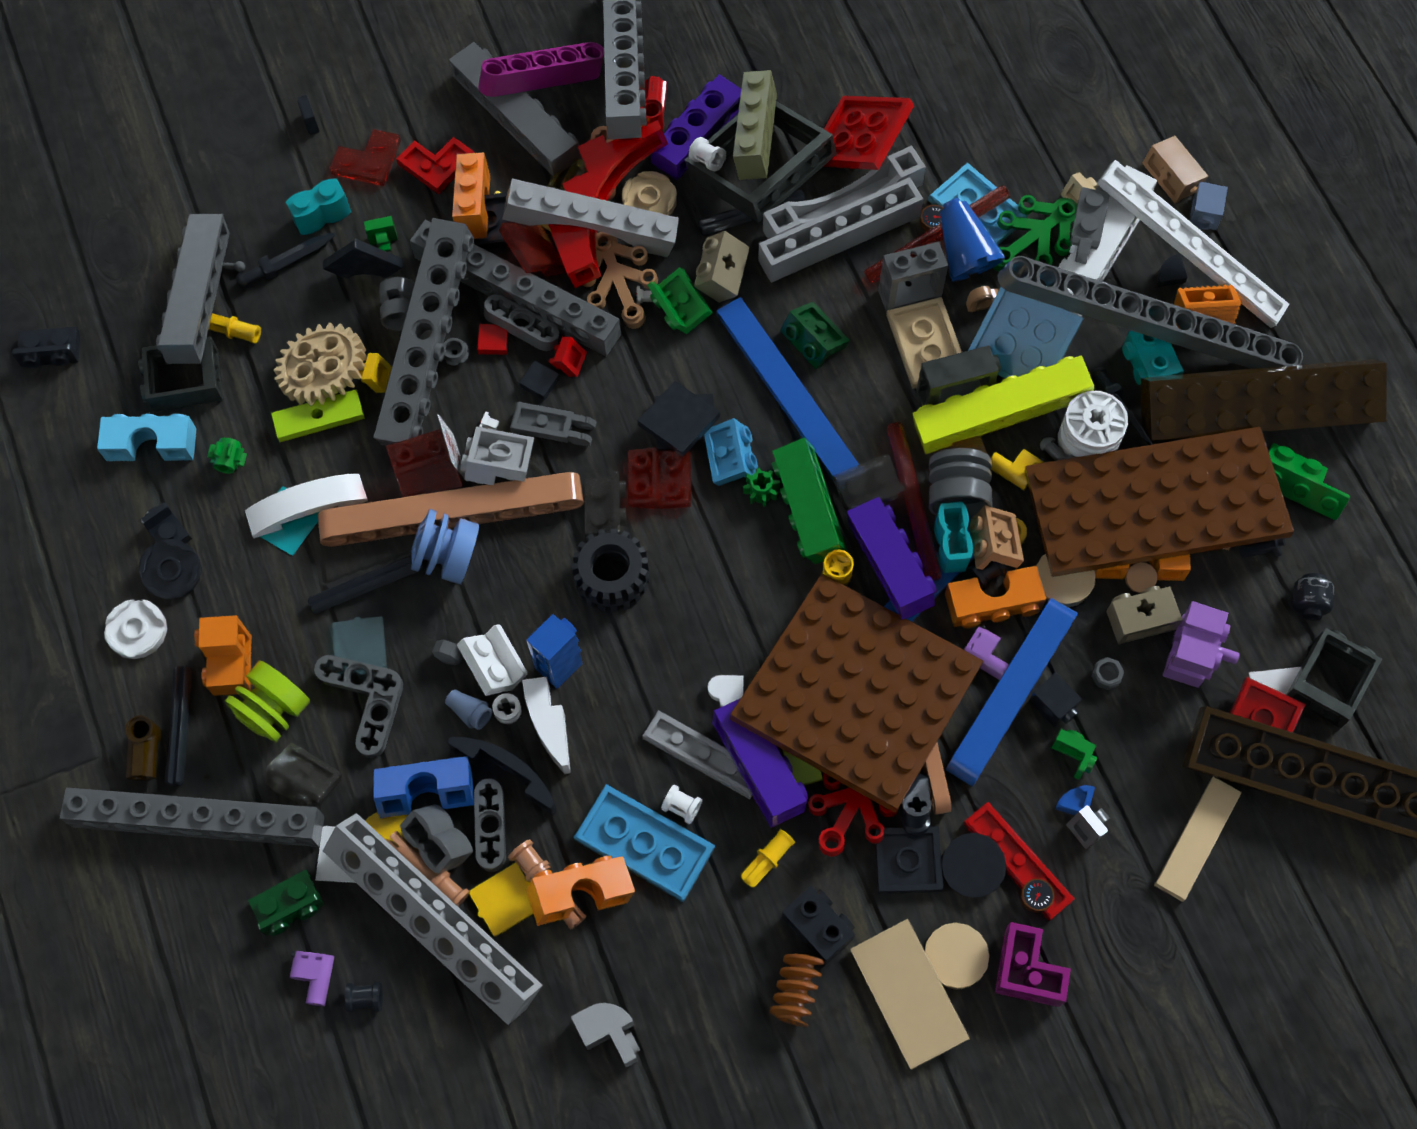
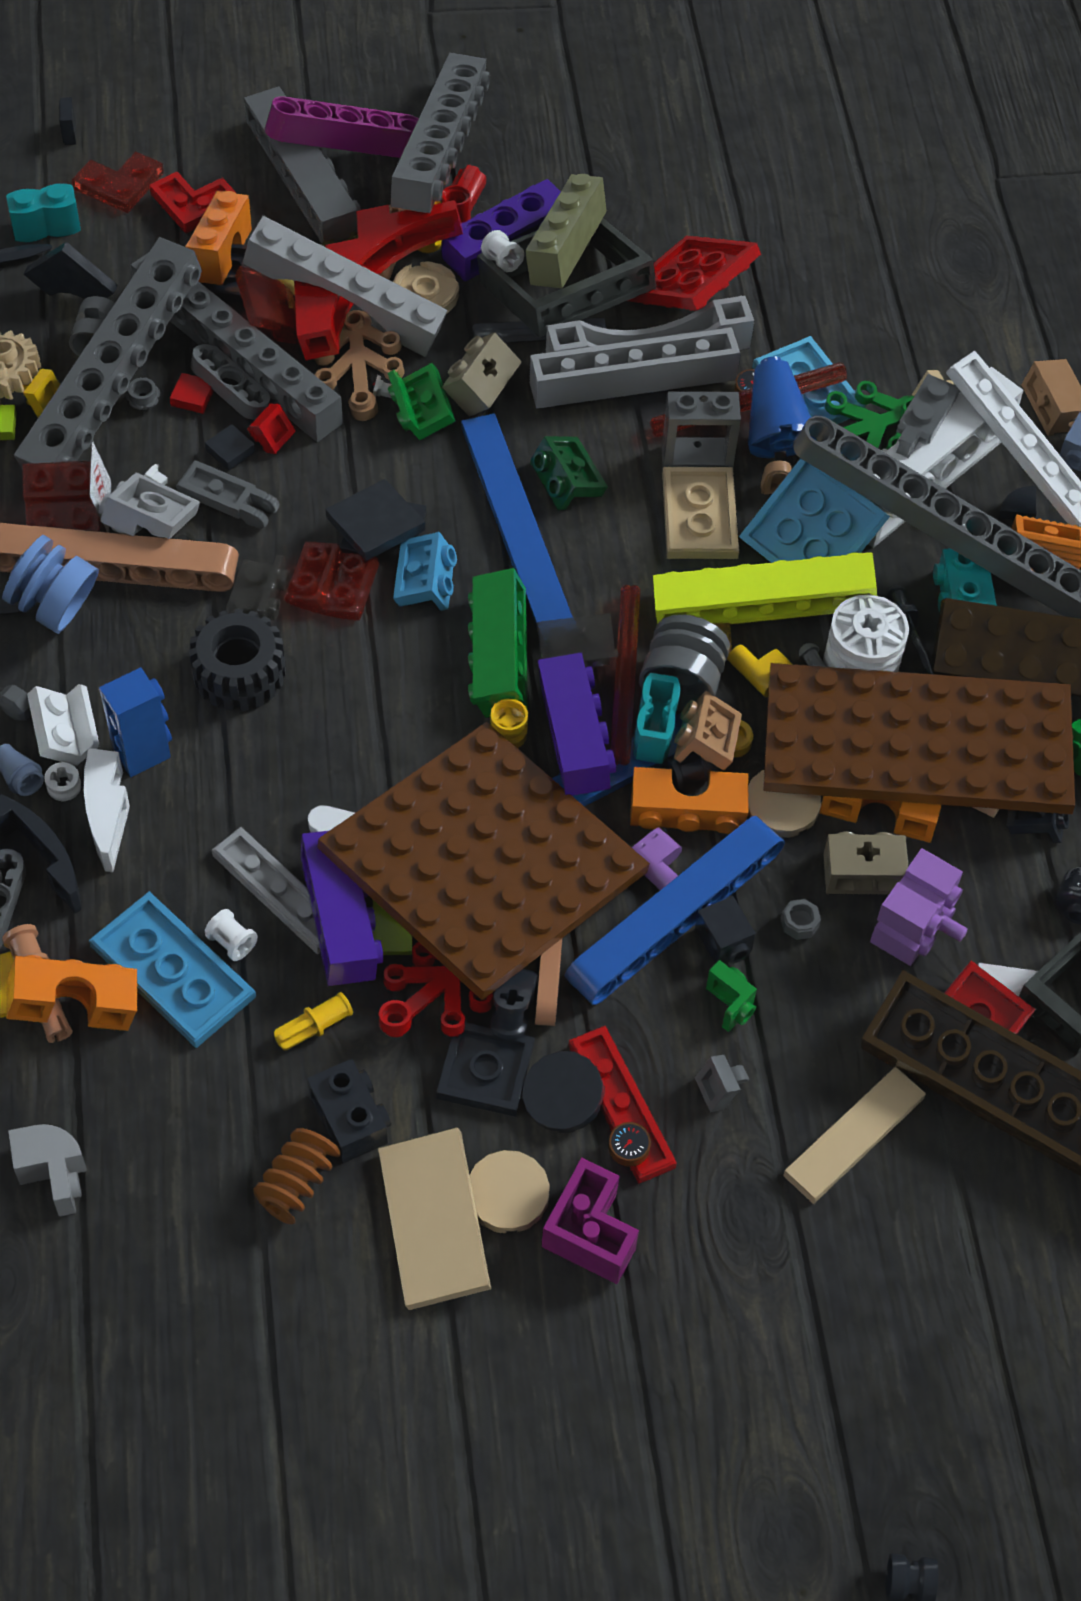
camera: 10 degrees right, 10 degrees down
(381, 232) = (105, 253): green tile -> none
(761, 495) = (448, 615): green gear -> none
(957, 375) = (719, 534): pearl dark grey window -> none
(1076, 799) = (705, 1049): blue tile -> none
(1140, 577) = (876, 819): medium nougat tile -> none

